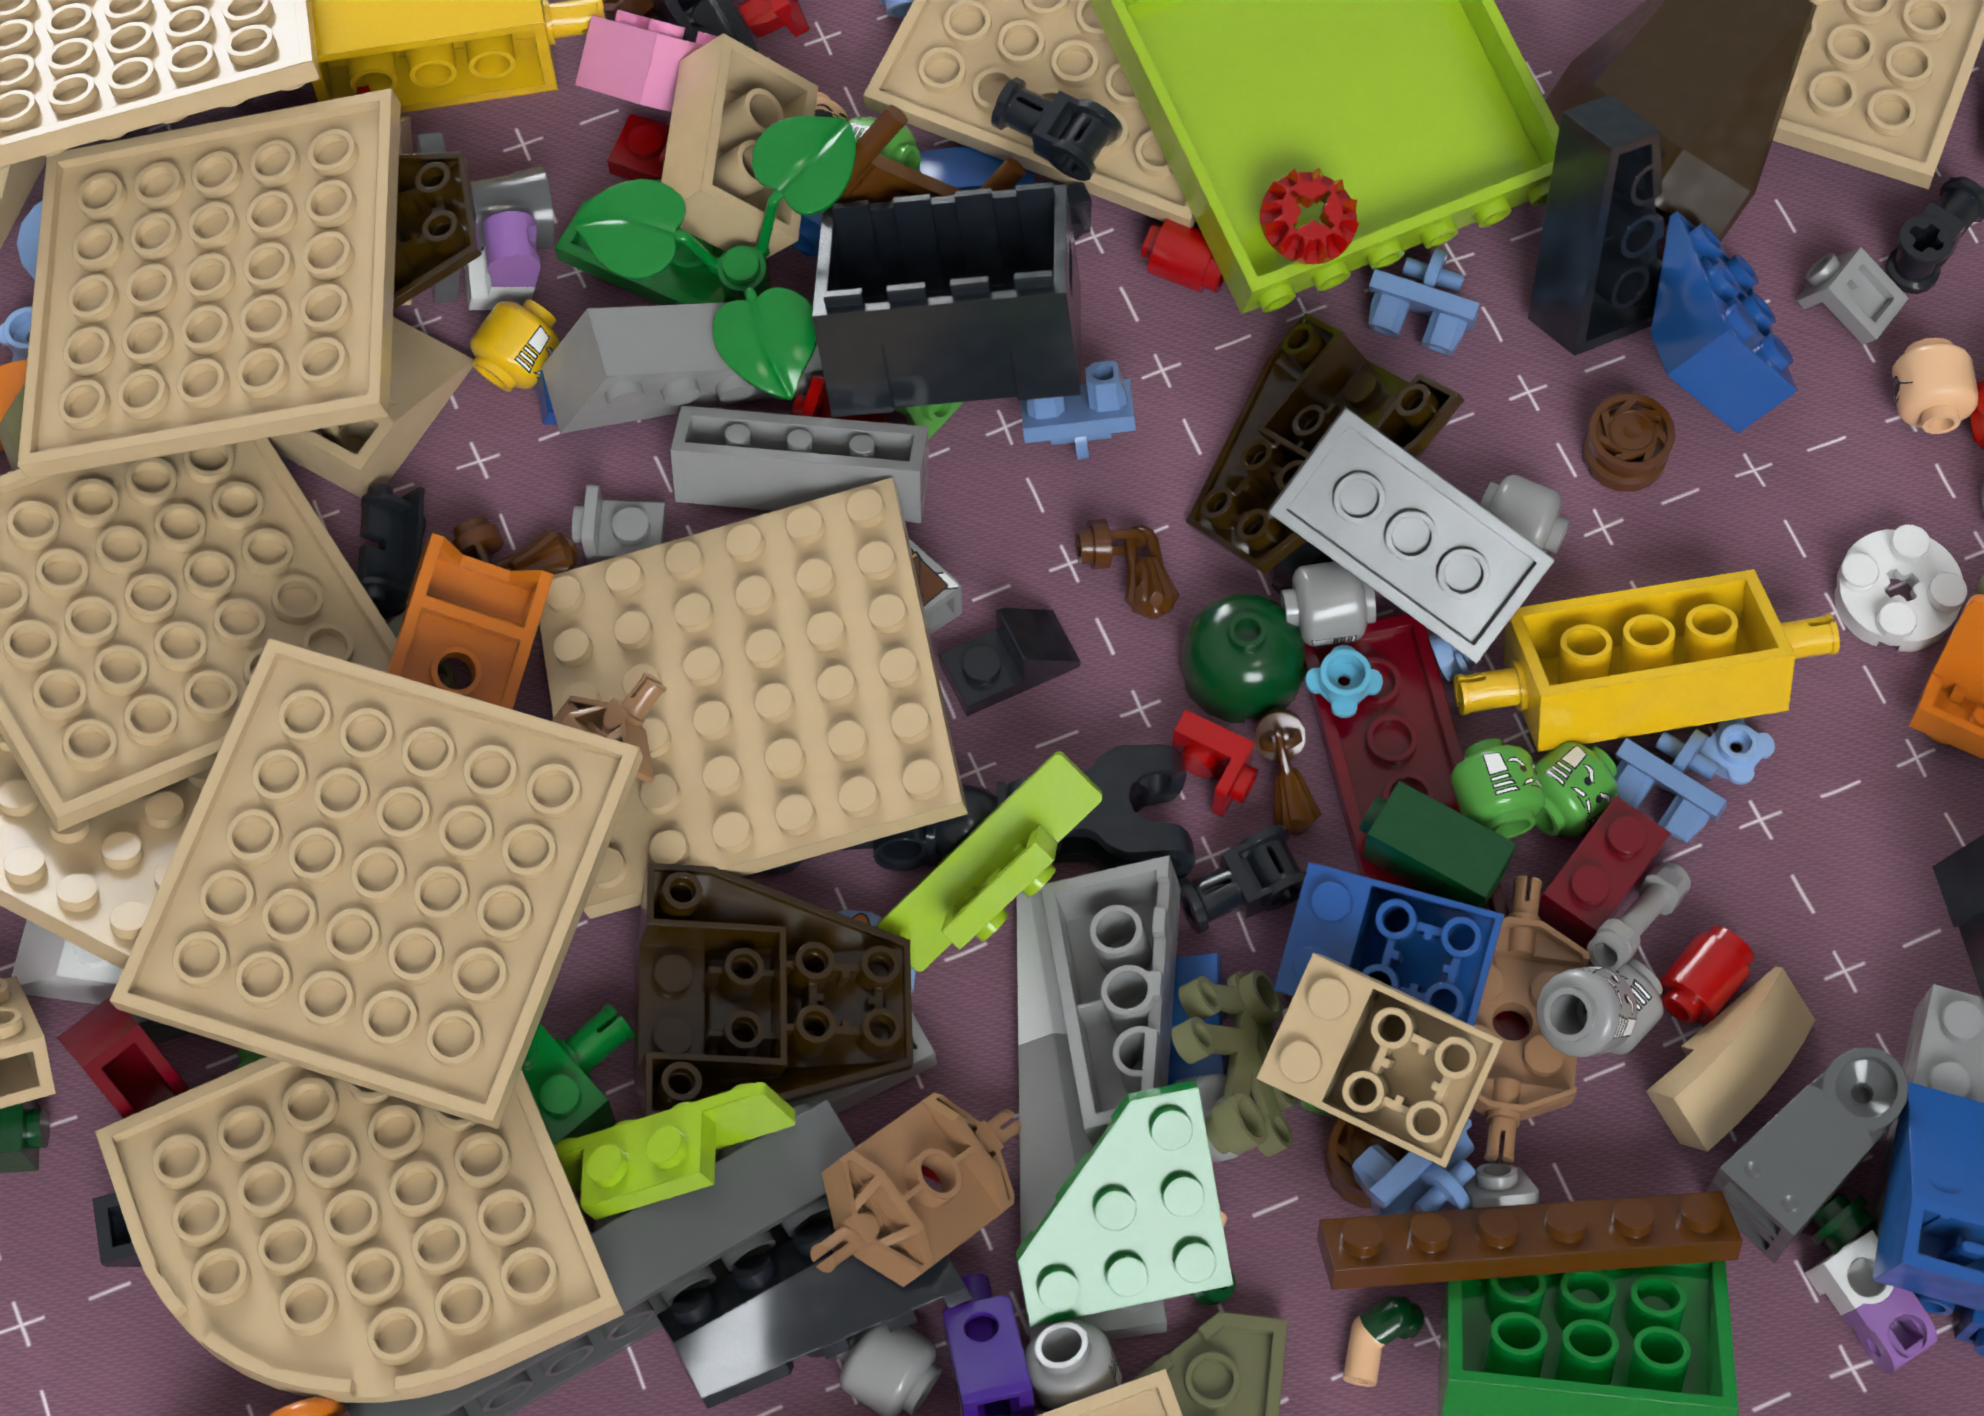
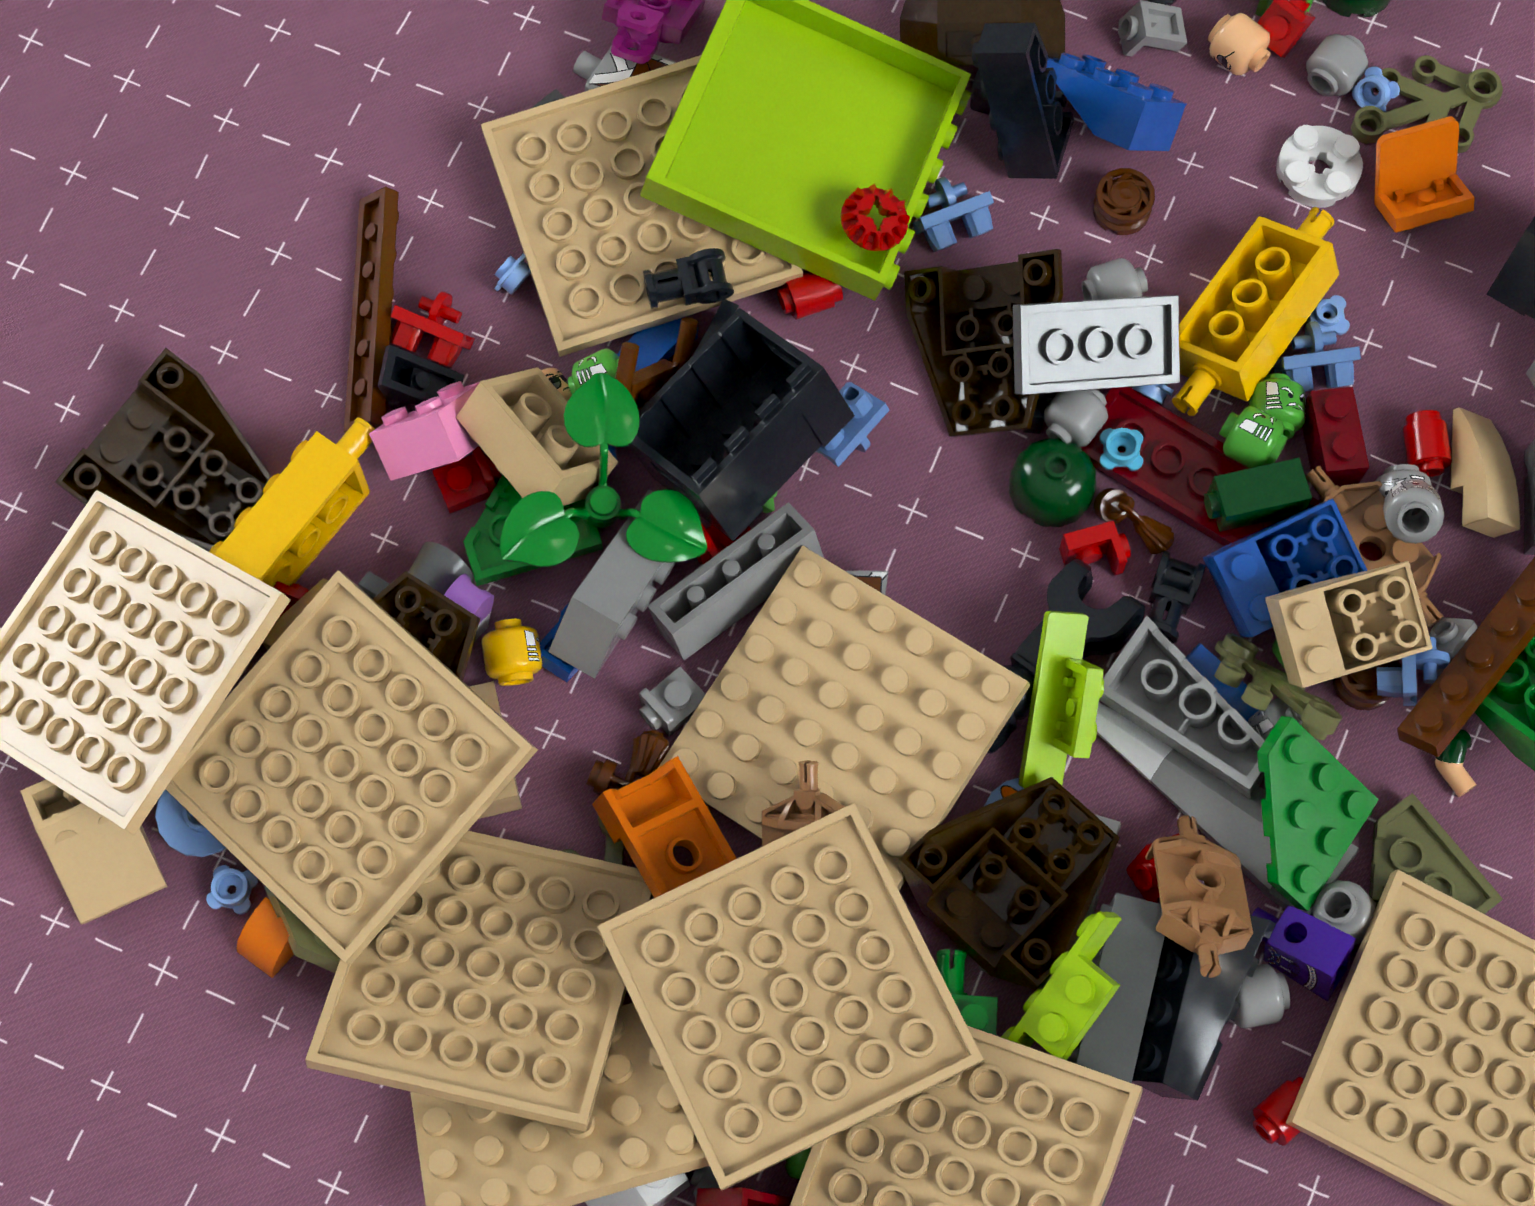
camera: 45 degrees left, 5 degrees up
(399, 530) = (572, 823): black hinge -> none
(1015, 657) = (940, 585): black slope -> none
(1148, 583) = (970, 486): reddish brown piece -> none
(1619, 938) = (1382, 463): light grey bar -> none

